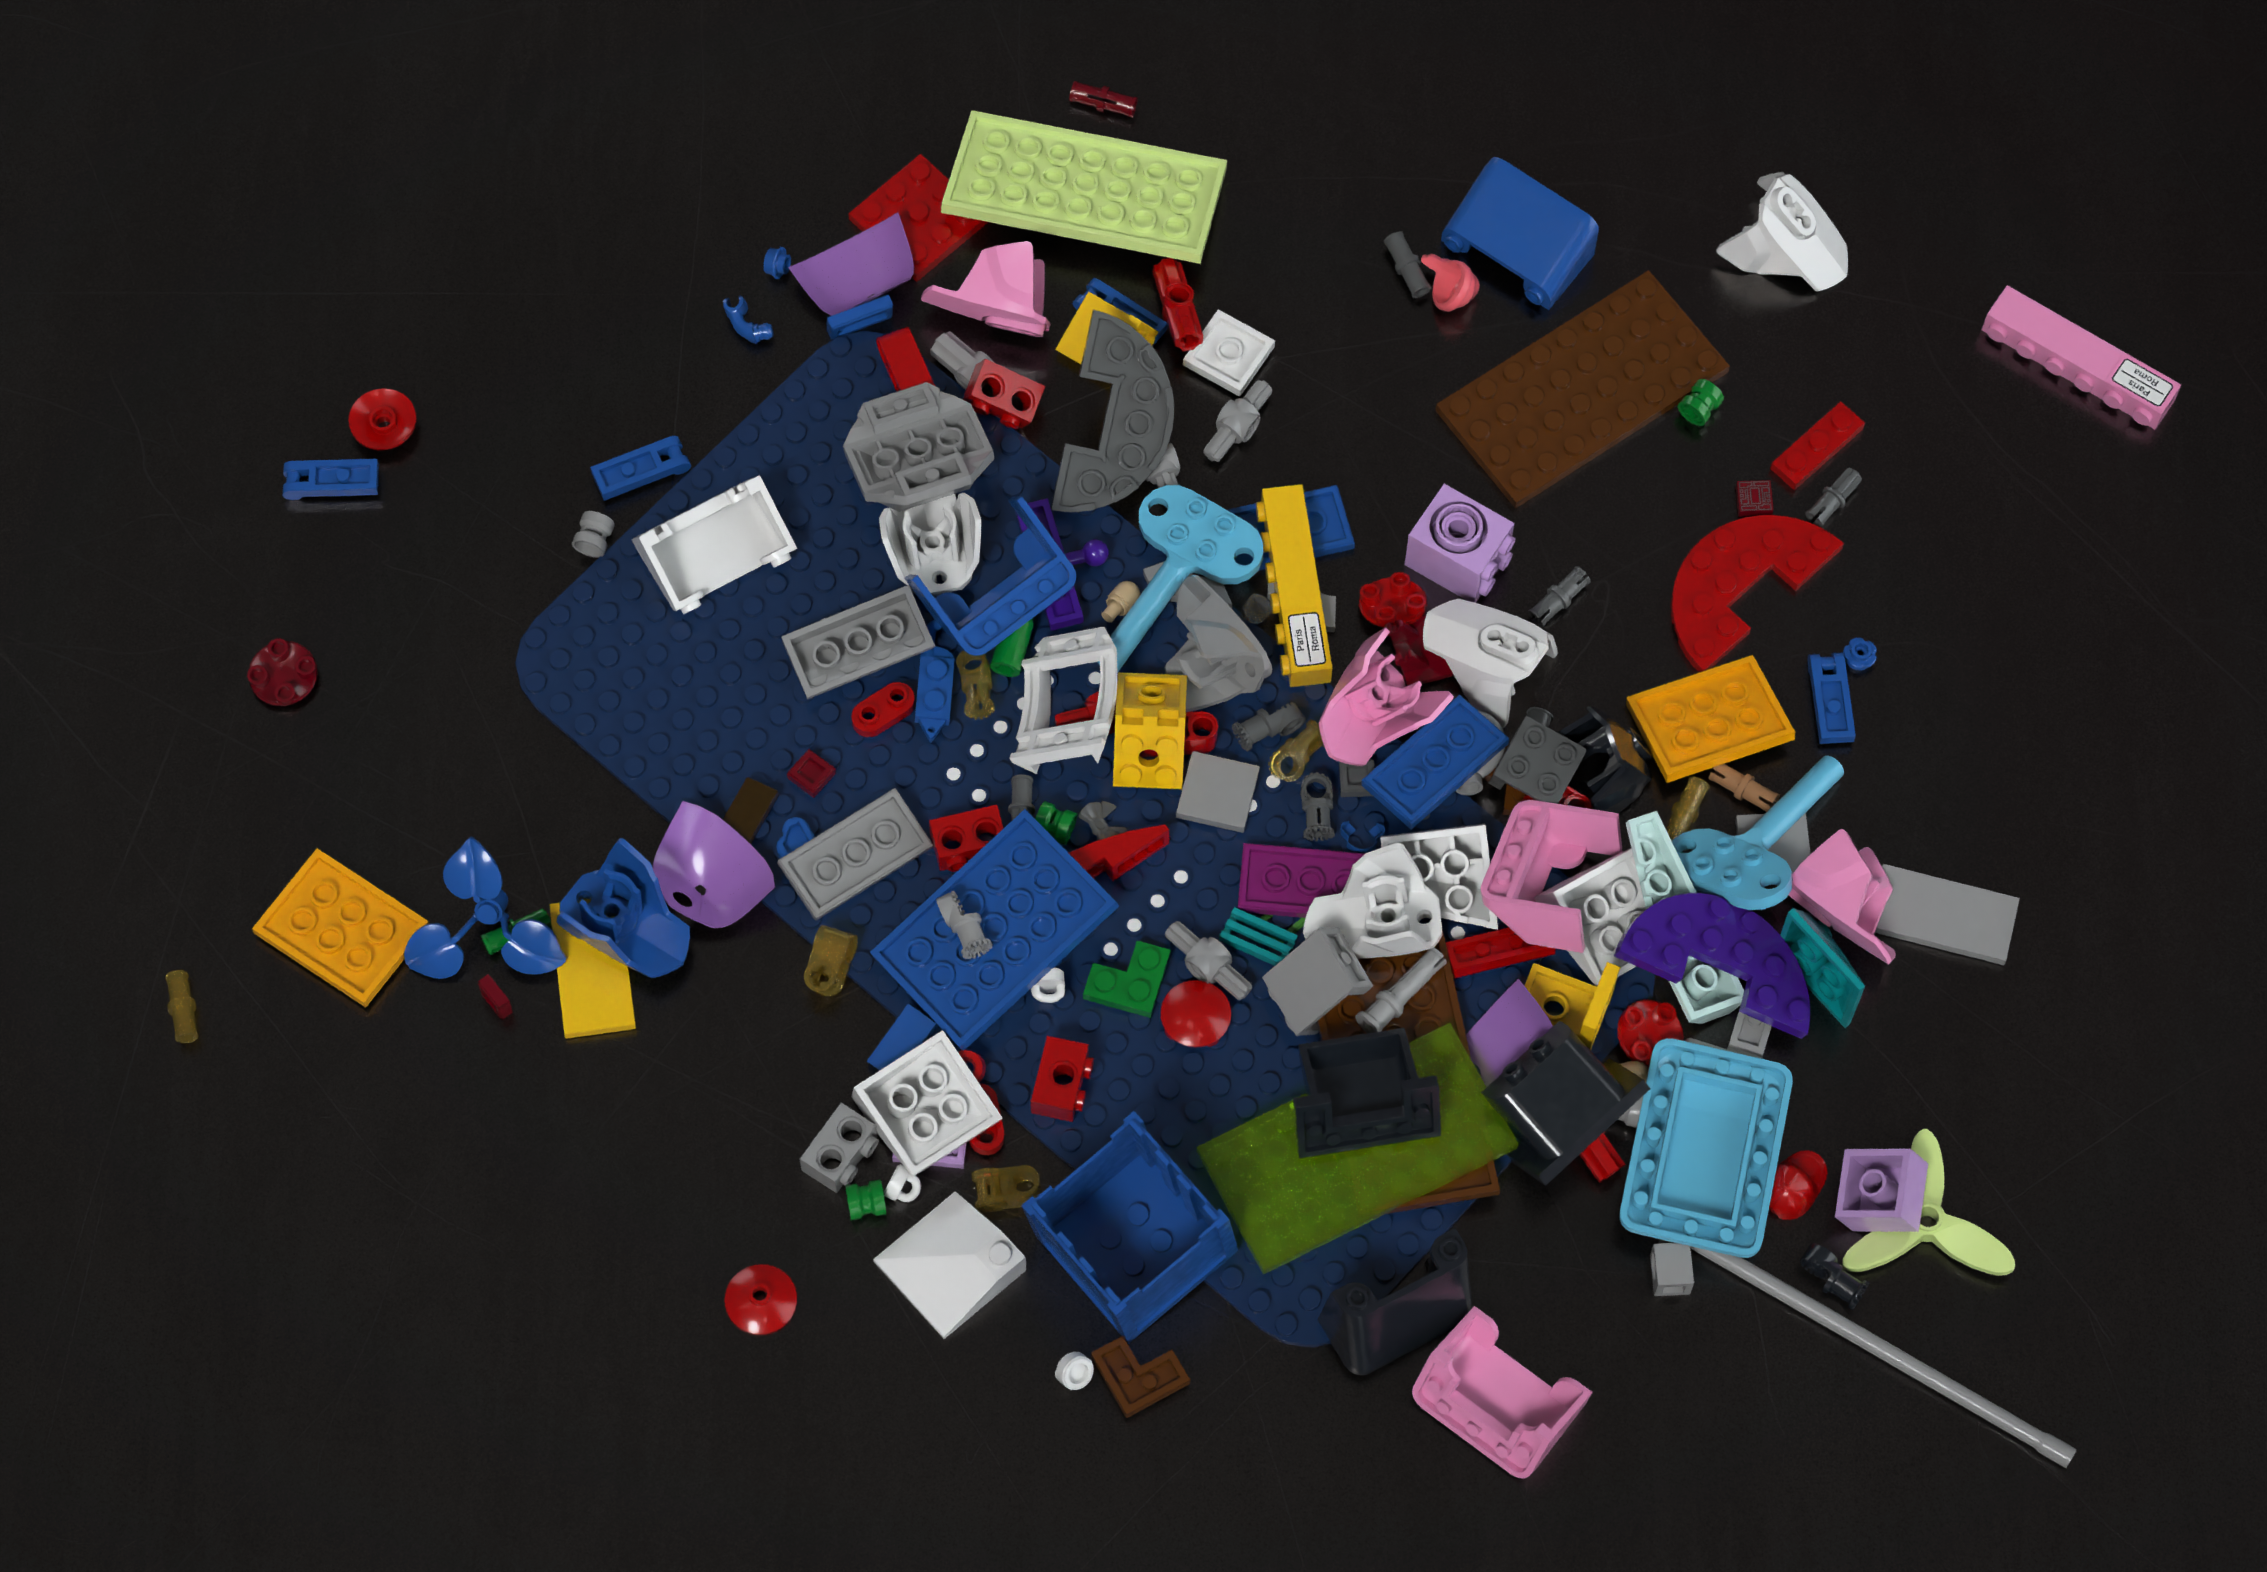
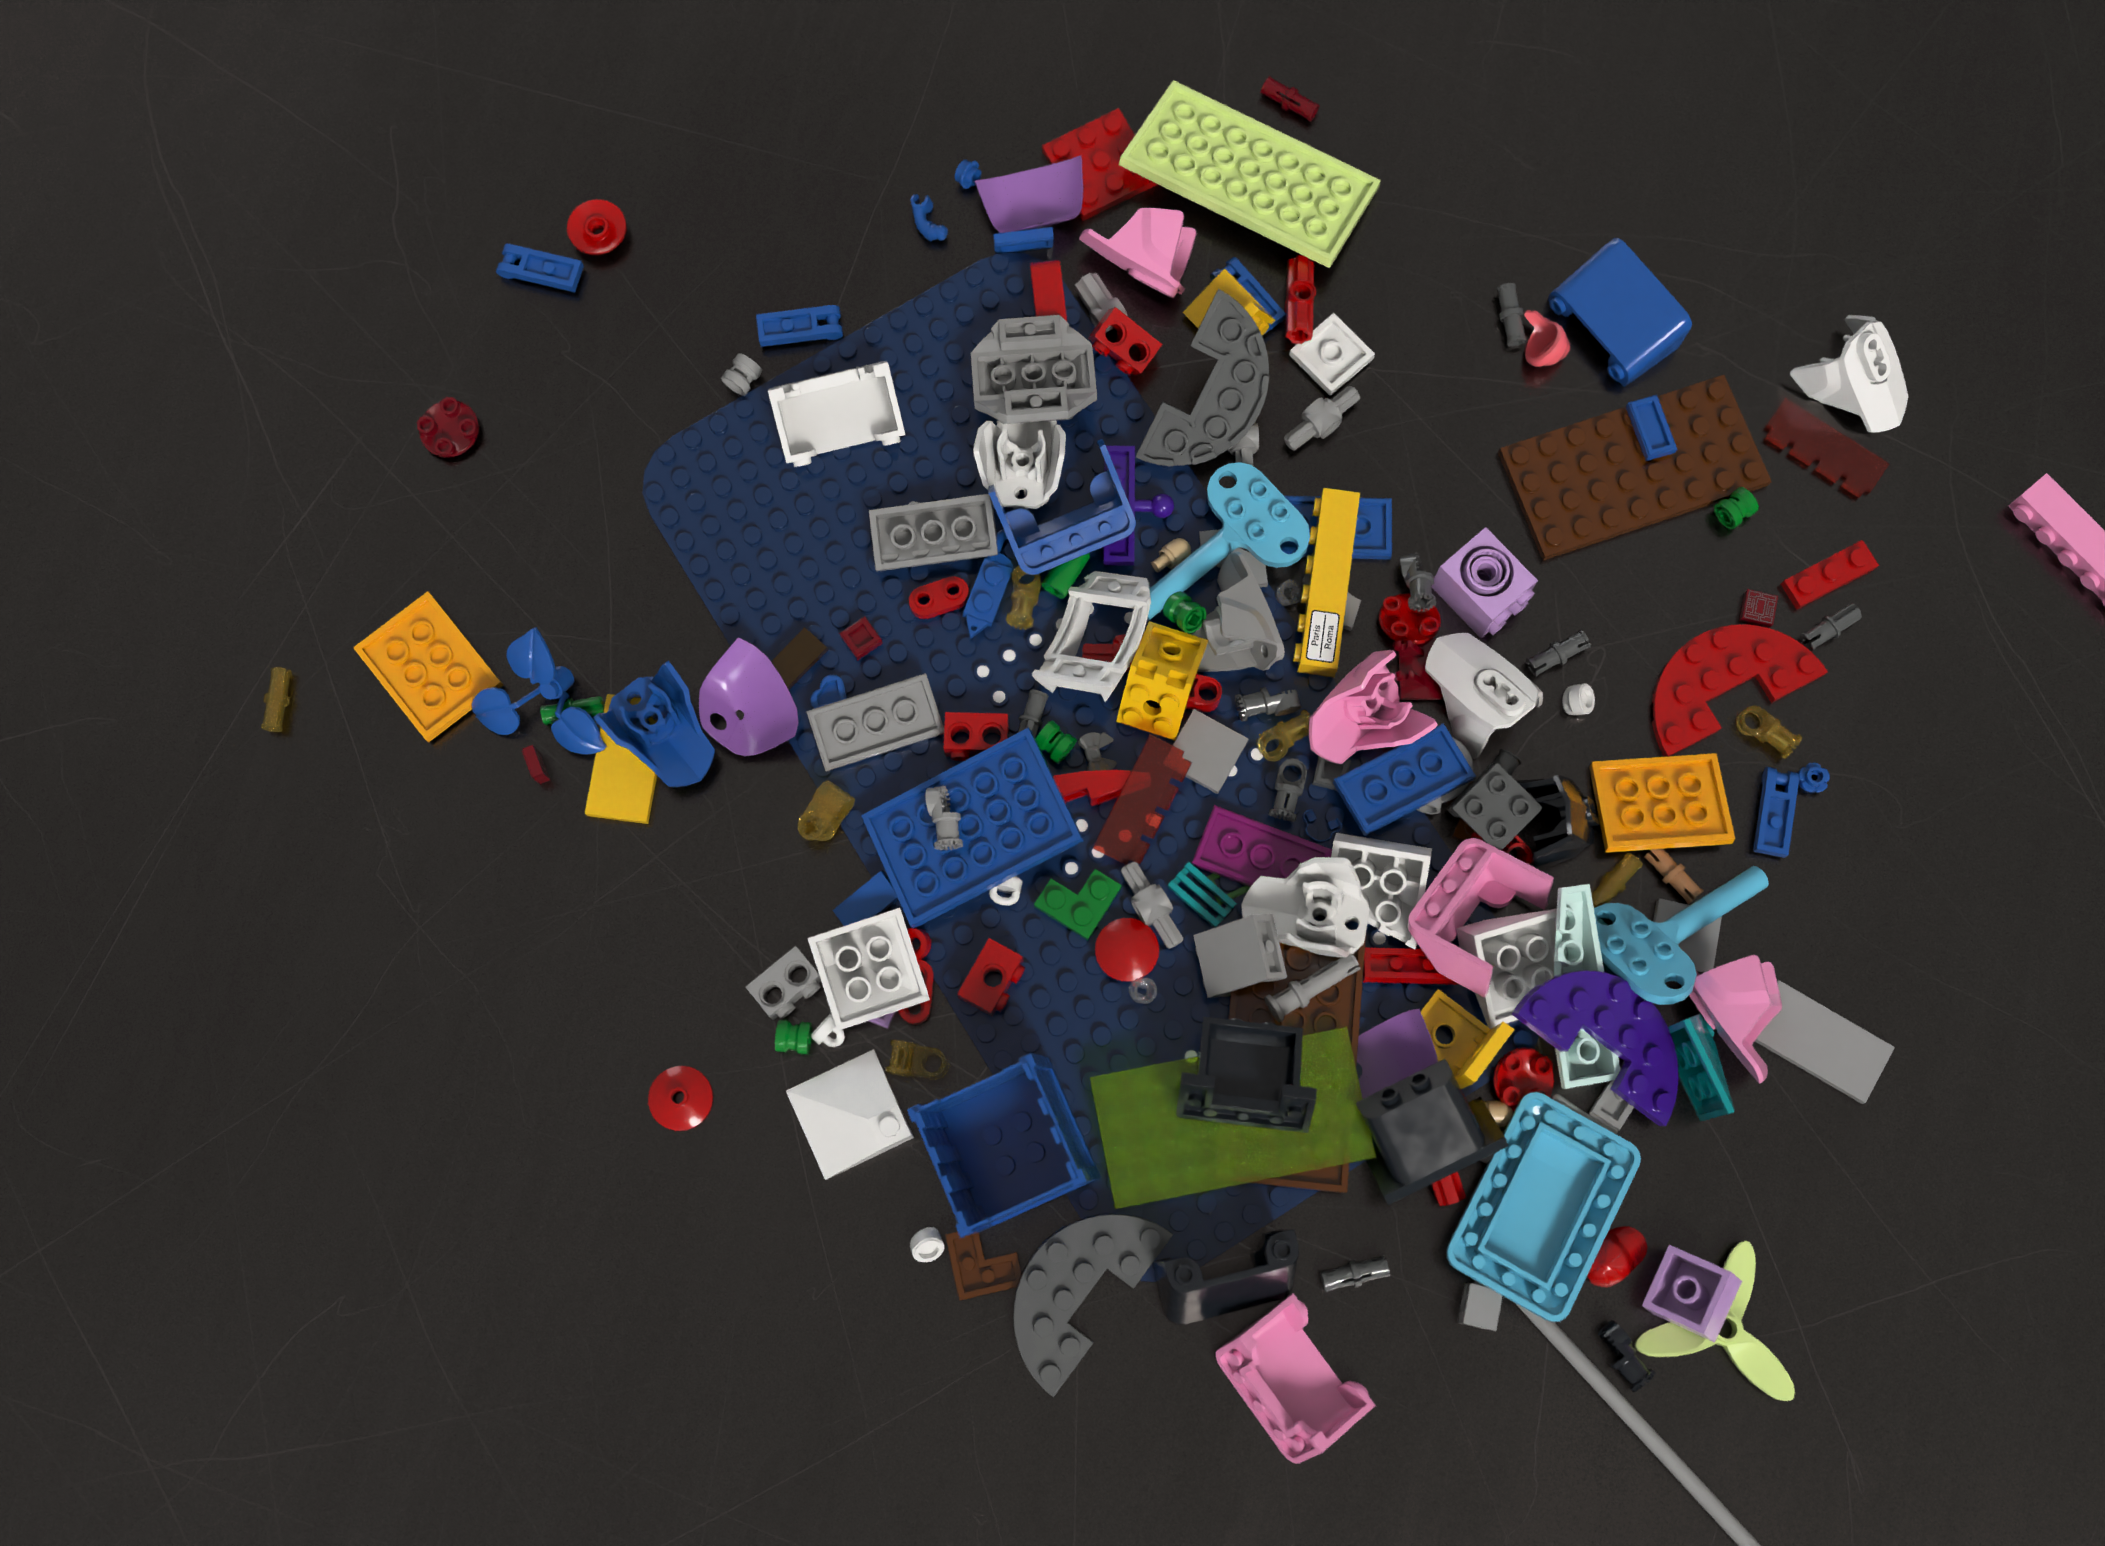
camera: 20 degrees right, 10 degrees up
(1153, 653) = (1183, 611): none -> green wheel
(1162, 855) = (1136, 804): none -> clear red windscreen
(1222, 1043) = (1144, 983): none -> clear hinge
(1229, 1356) = (1061, 1278): none -> dark grey plate
(1391, 561) = (1418, 582): none -> dark grey connector
(1532, 1274) = (1354, 1273): none -> dark grey pin
(1588, 342) = (1651, 427): none -> blue tile
(1594, 638) = (1578, 699): none -> white tile
(1784, 318) = (1819, 441): none -> clear red windscreen
(1800, 618) = (1769, 731): none -> clear yellow connector

